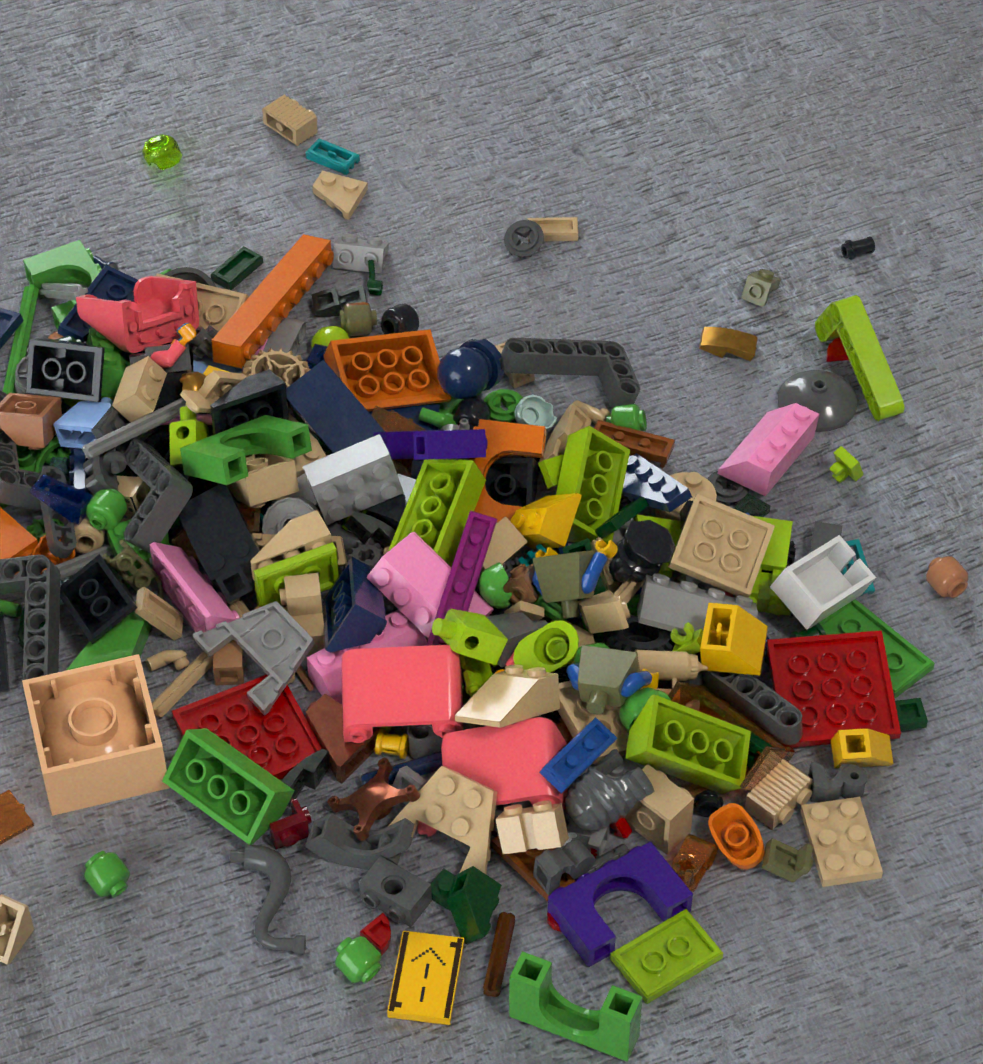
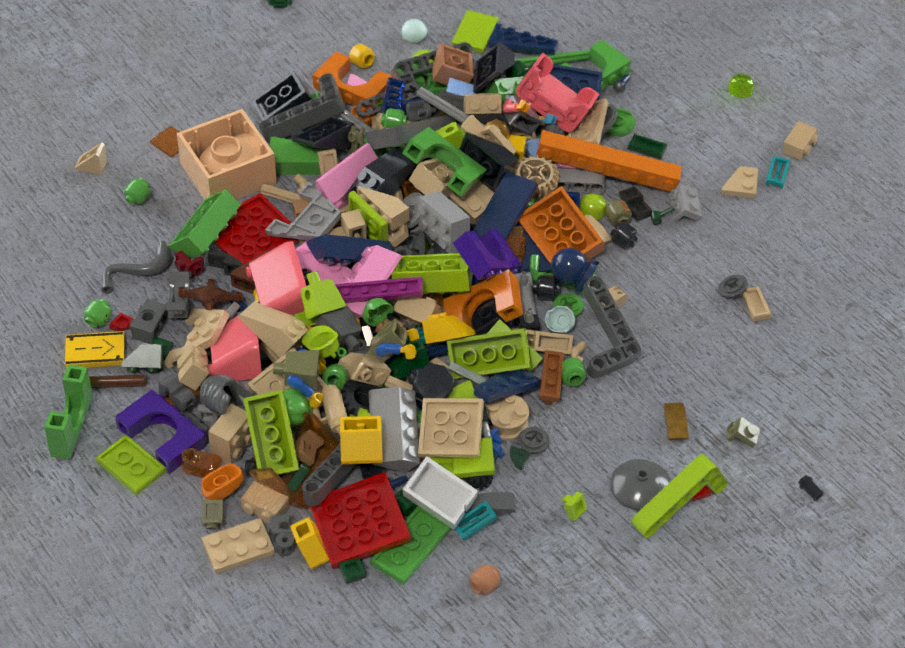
camera: 75 degrees right, 0 degrees up
(62, 291) = (575, 61): light grey axle -> none
(578, 755) = (242, 371): blue tile -> none
(771, 448) = (571, 457): bright pink slope -> none

